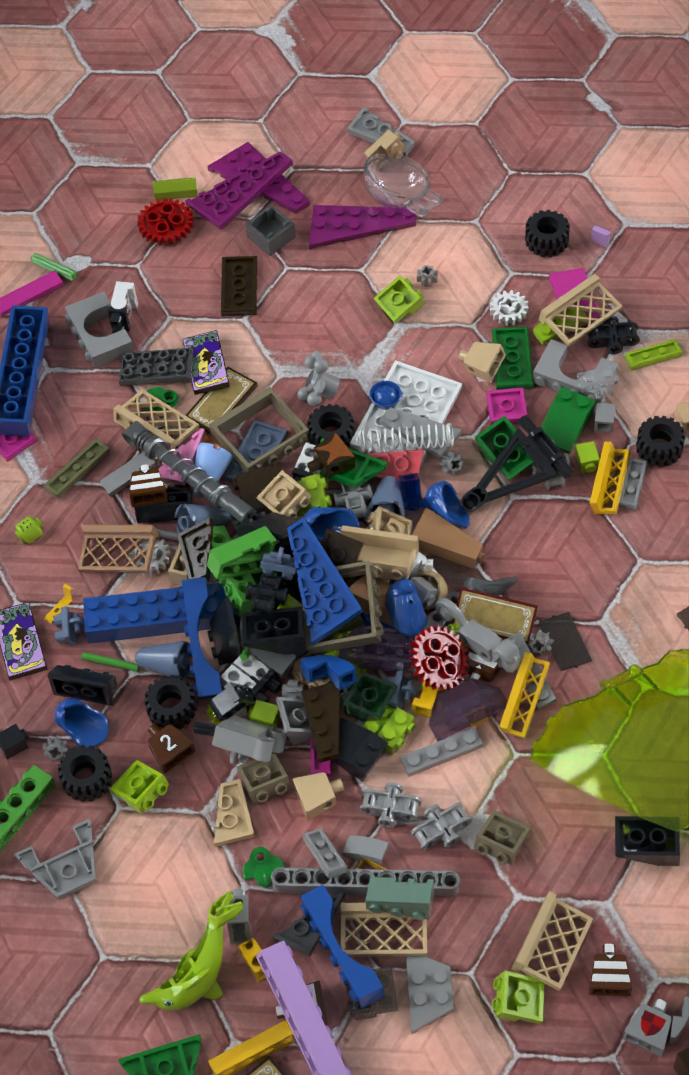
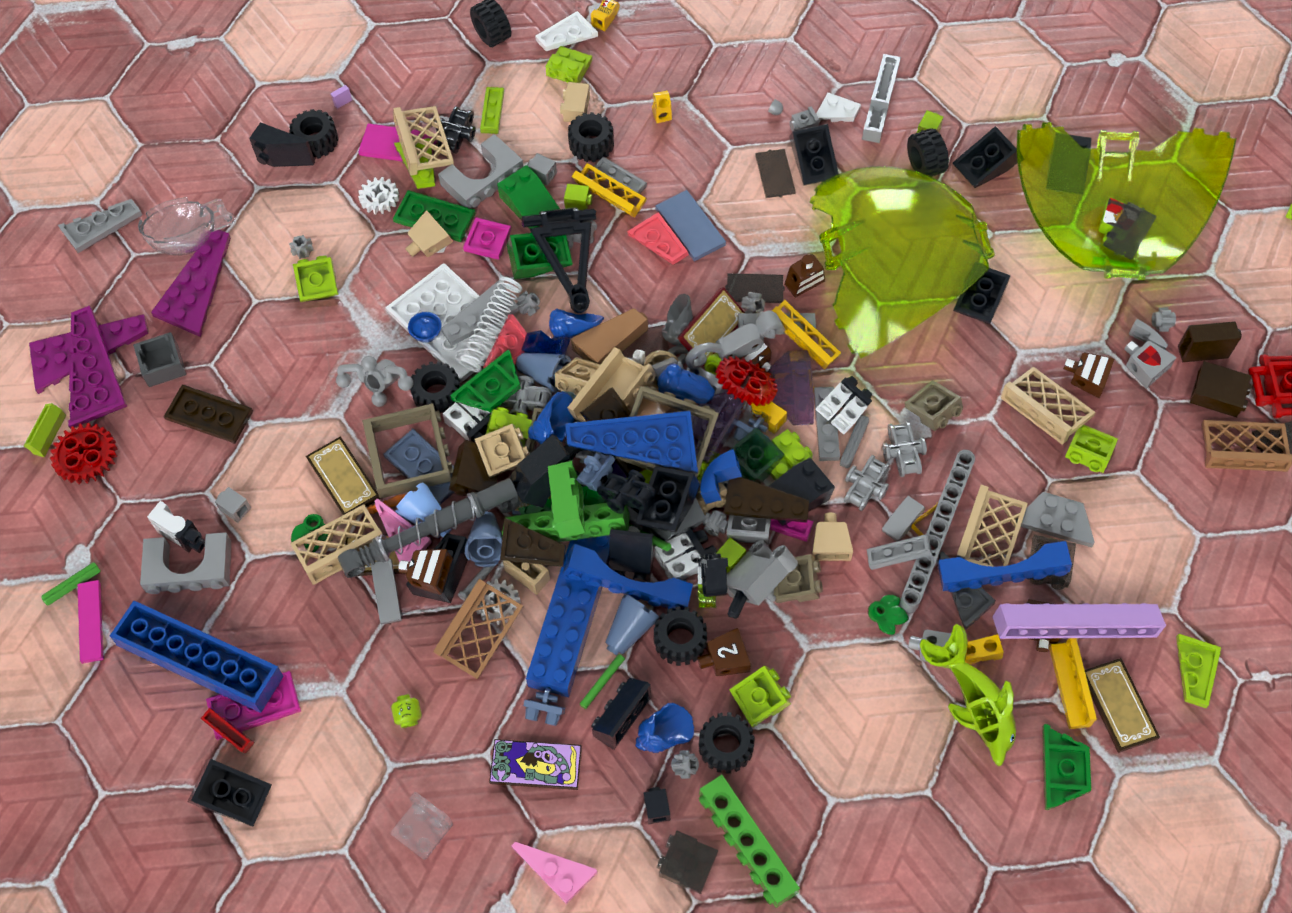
camera: 70 degrees left, 5 degrees up
(63, 602) = (510, 709): yellow piece -> none
(68, 870) = (826, 794): light grey wing -> none
(76, 468) = (352, 641): olive plate -> none
(156, 366) = (267, 522): dark grey tile -> none
(161, 336) = (232, 504): none -> light grey brick
(208, 363) = (289, 474): tile -> none
(233, 817) = (823, 620): tan wing -> none
(332, 457) = (483, 389): dark brown torso -> none
(387, 143) = (132, 214): tan plate -> none
(400, 897) = (978, 497): sand green wedge -> none
(432, 781) = (854, 441): none -> light grey axle
(464, 757) = (850, 398): none -> white hips
(514, 212) = (280, 147): none -> black slope
(577, 541) = (659, 238): none -> coral wing
(593, 671) = (804, 275): none -> reddish brown torso
(597, 379) = (507, 154): clear hinge -> none
(607, 561) = (690, 225): none -> sand blue tile

